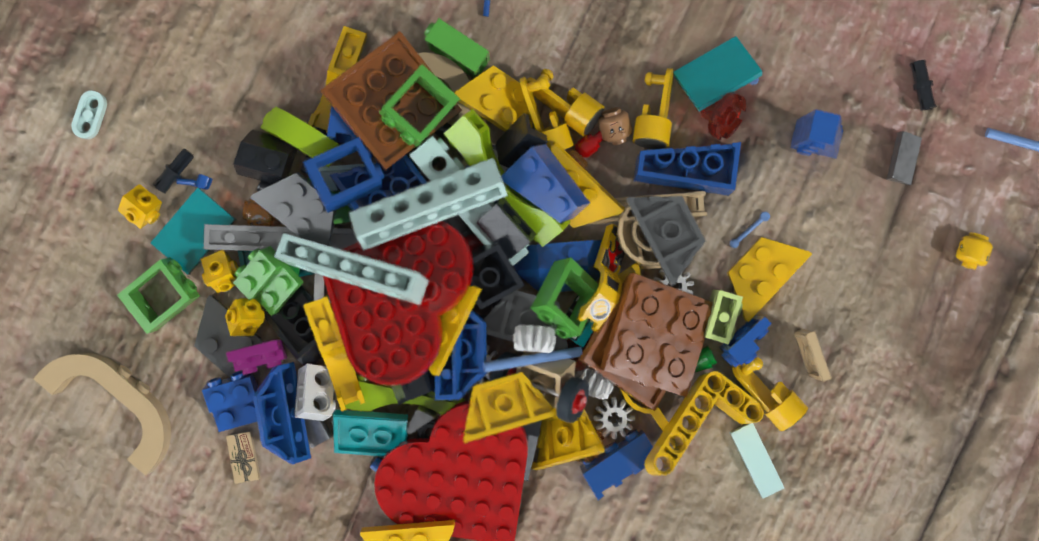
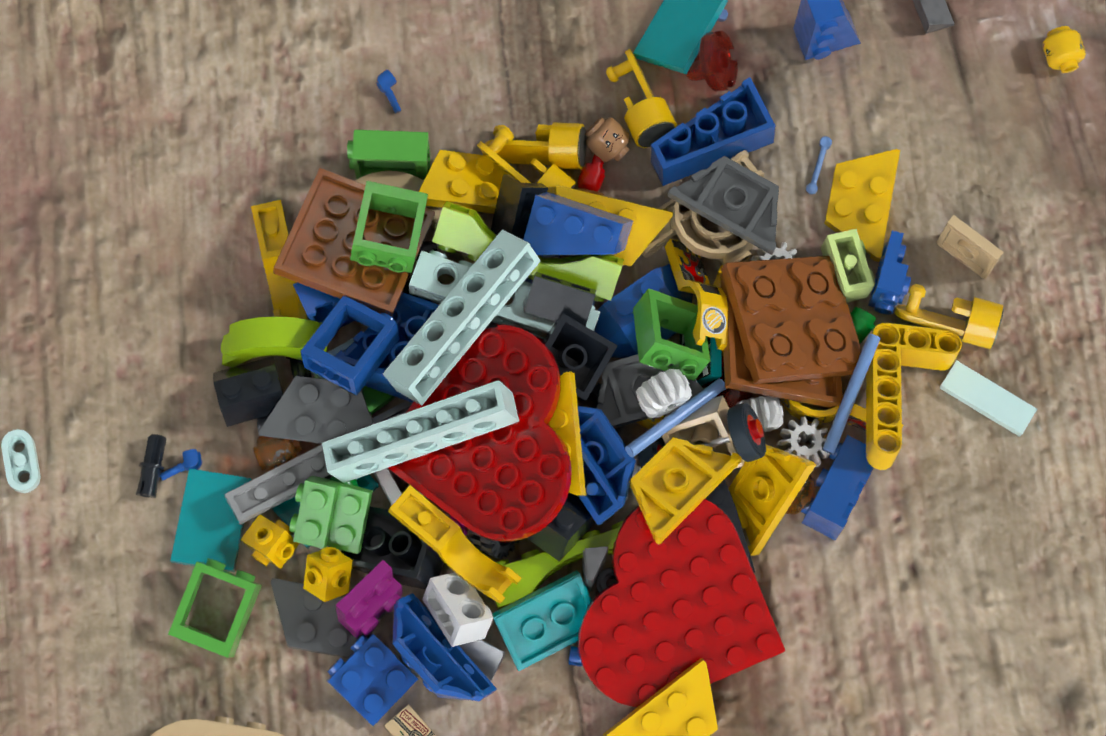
camera: 40 degrees left, 15 degrees down
(140, 206) = (137, 524): yellow brick -> none
(664, 409) = (851, 393): none -> medium blue bar

